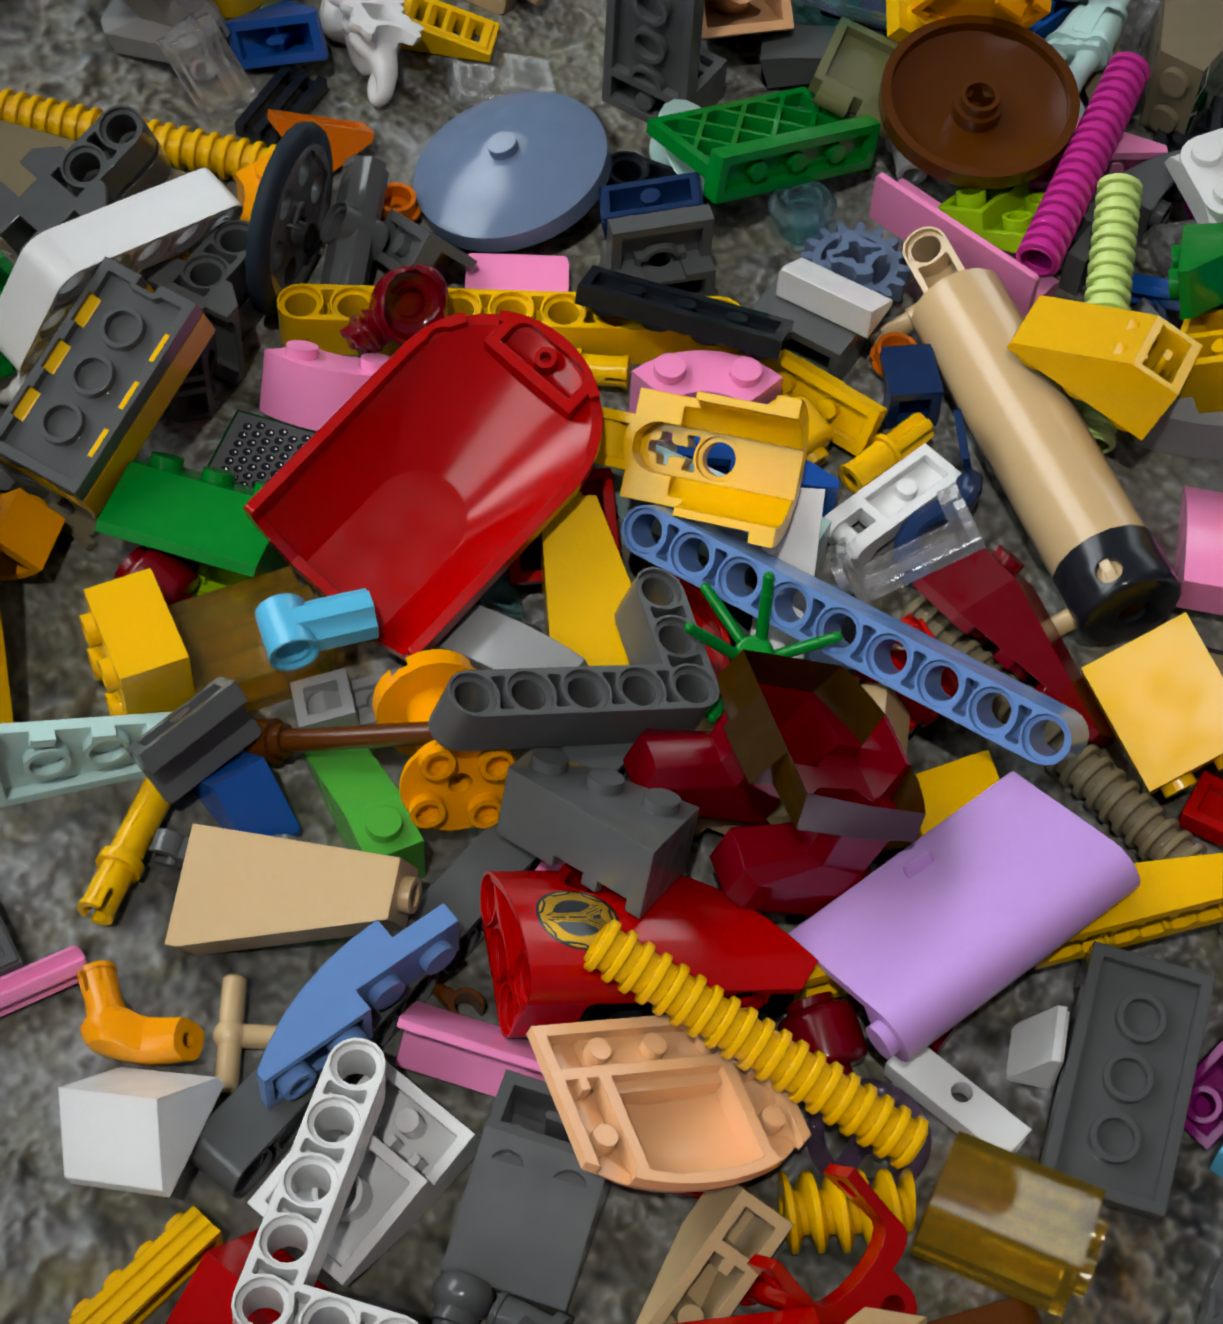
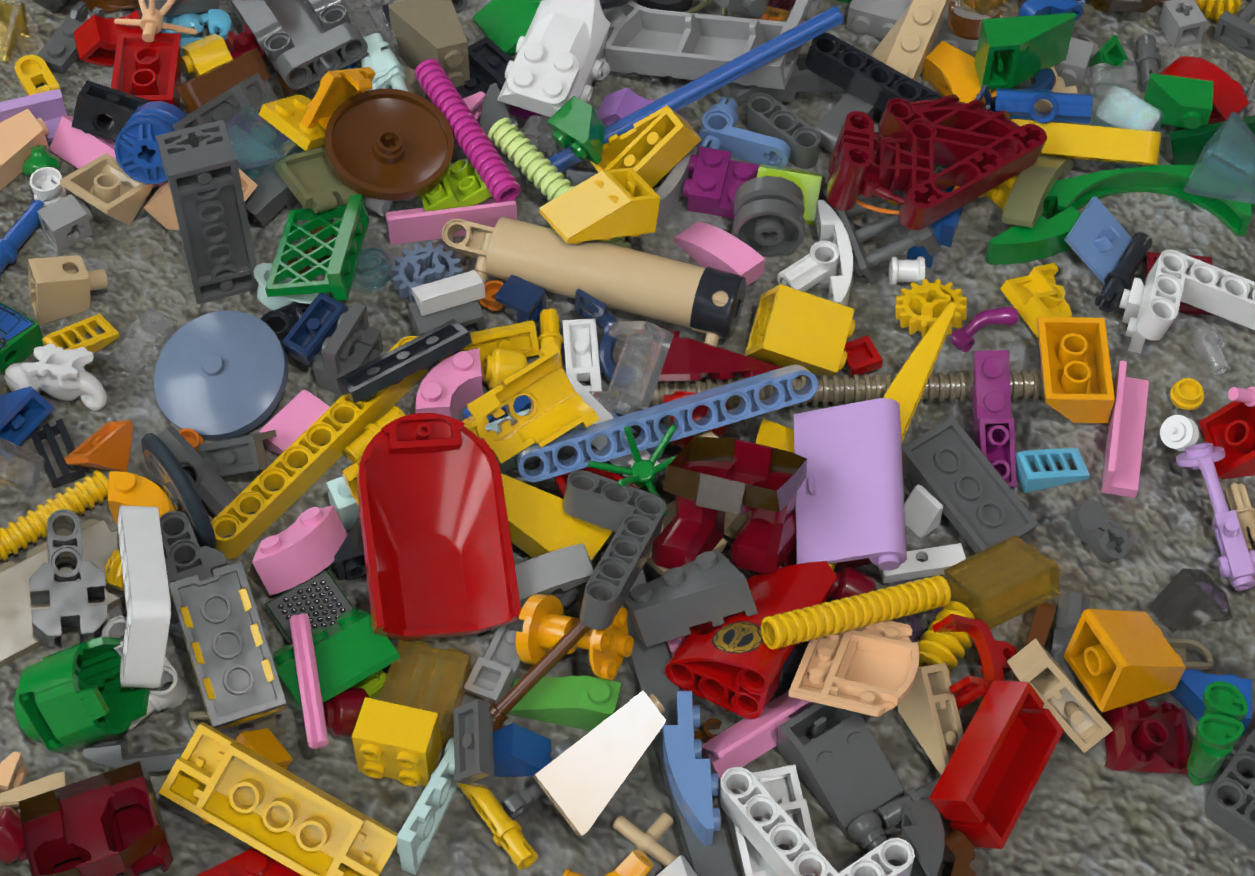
camera: 50 degrees left, 0 degrees up
(131, 500) = (308, 681): none -> bright pink axle
(300, 629) = (454, 655): medium azure piece -> none
(398, 308) = (288, 485): dark red hair -> none

